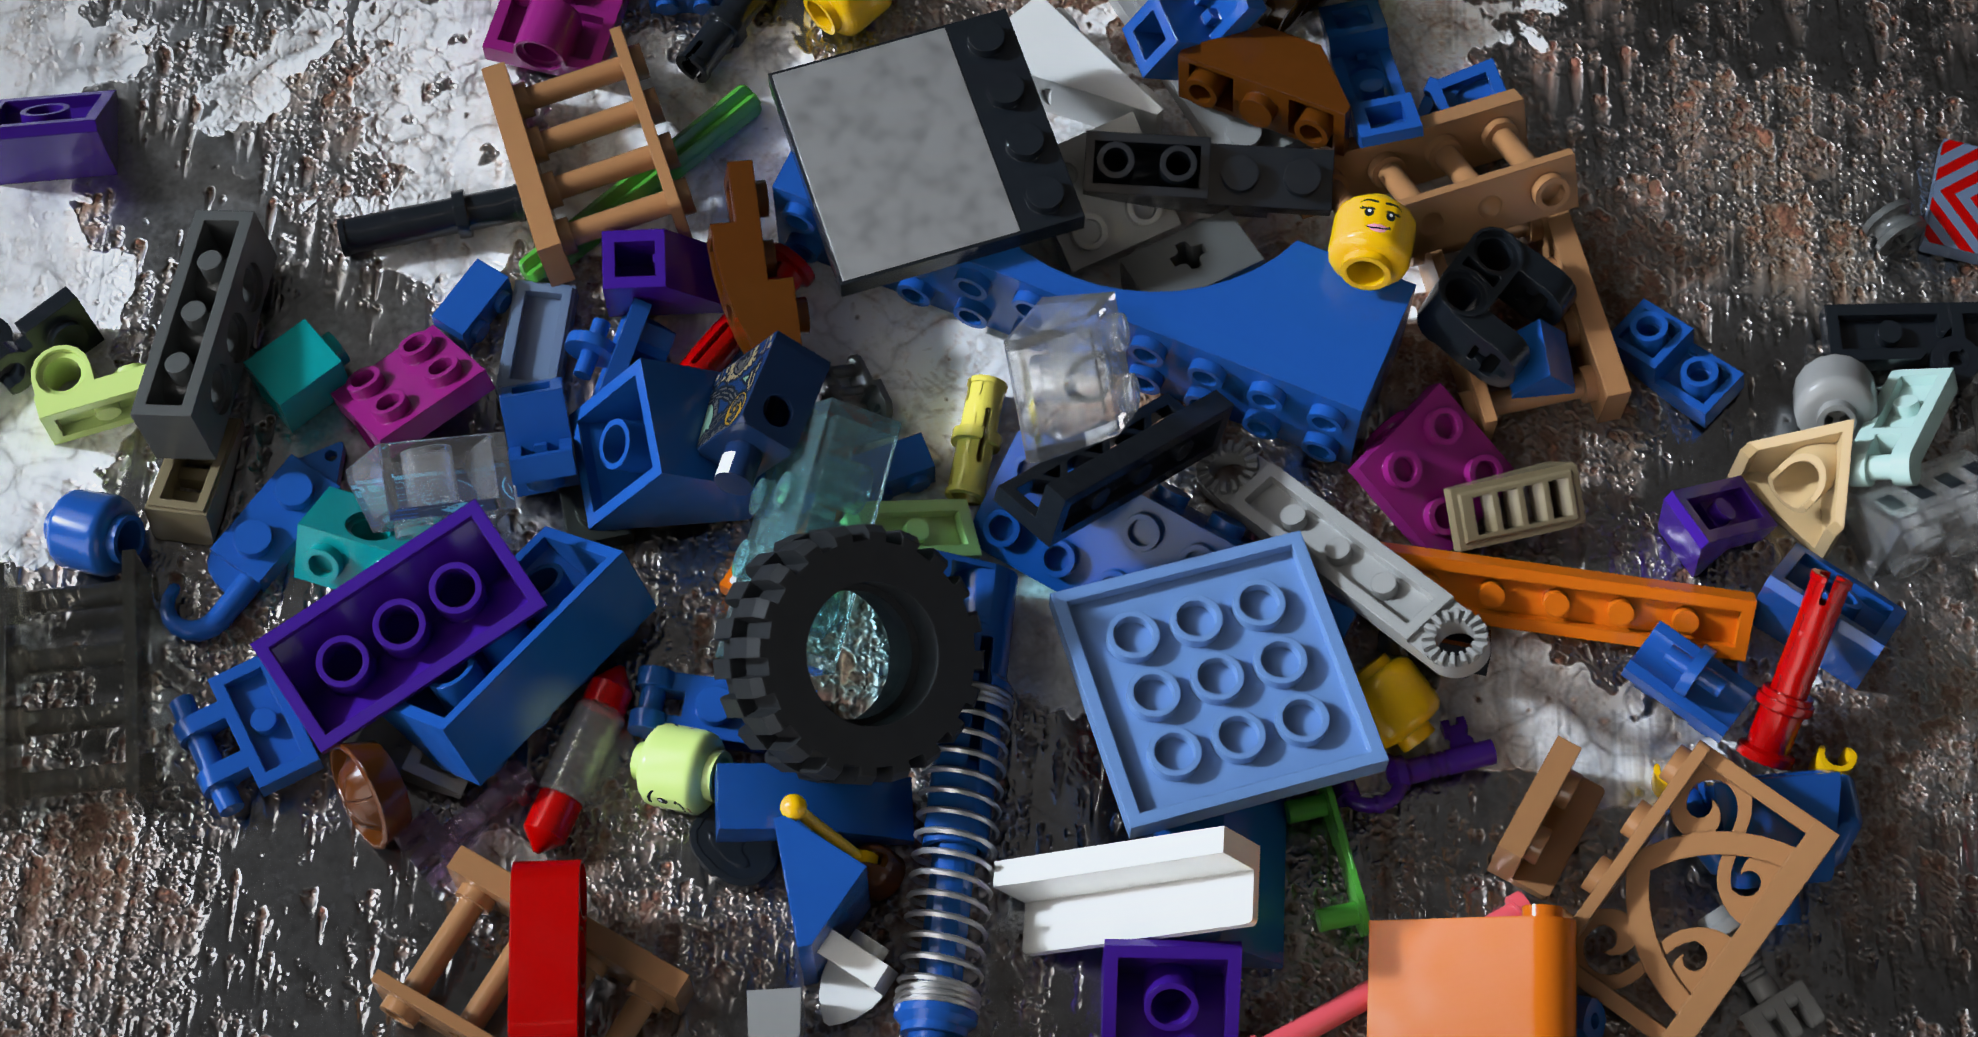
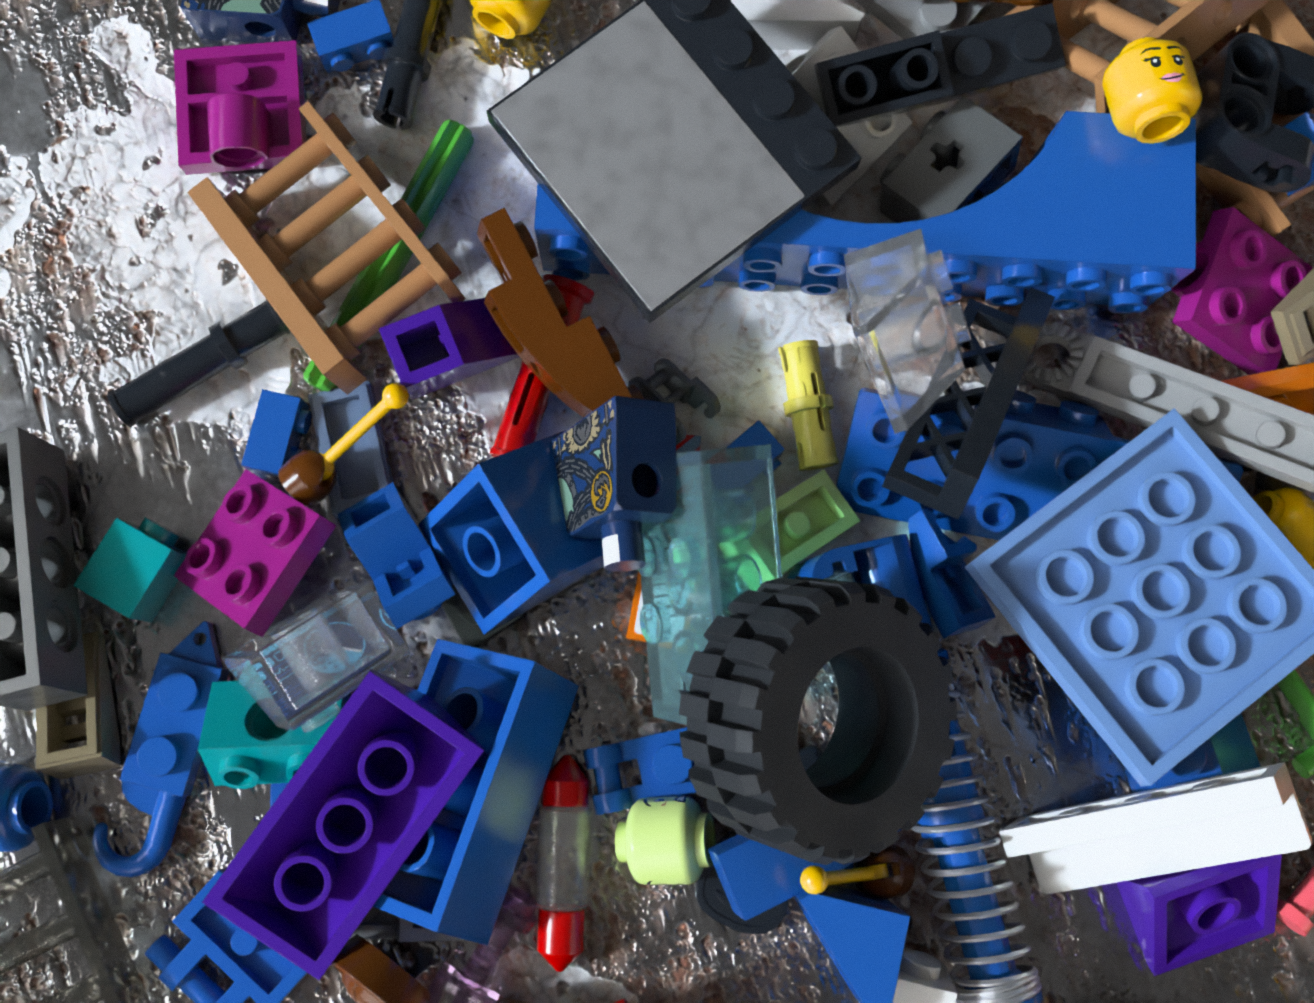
camera: 25 degrees left, 15 degrees up
(493, 342) = (312, 475): none -> hinge
(634, 338) = (444, 419): blue hips -> none
(1036, 645) = (947, 586): none -> blue slope

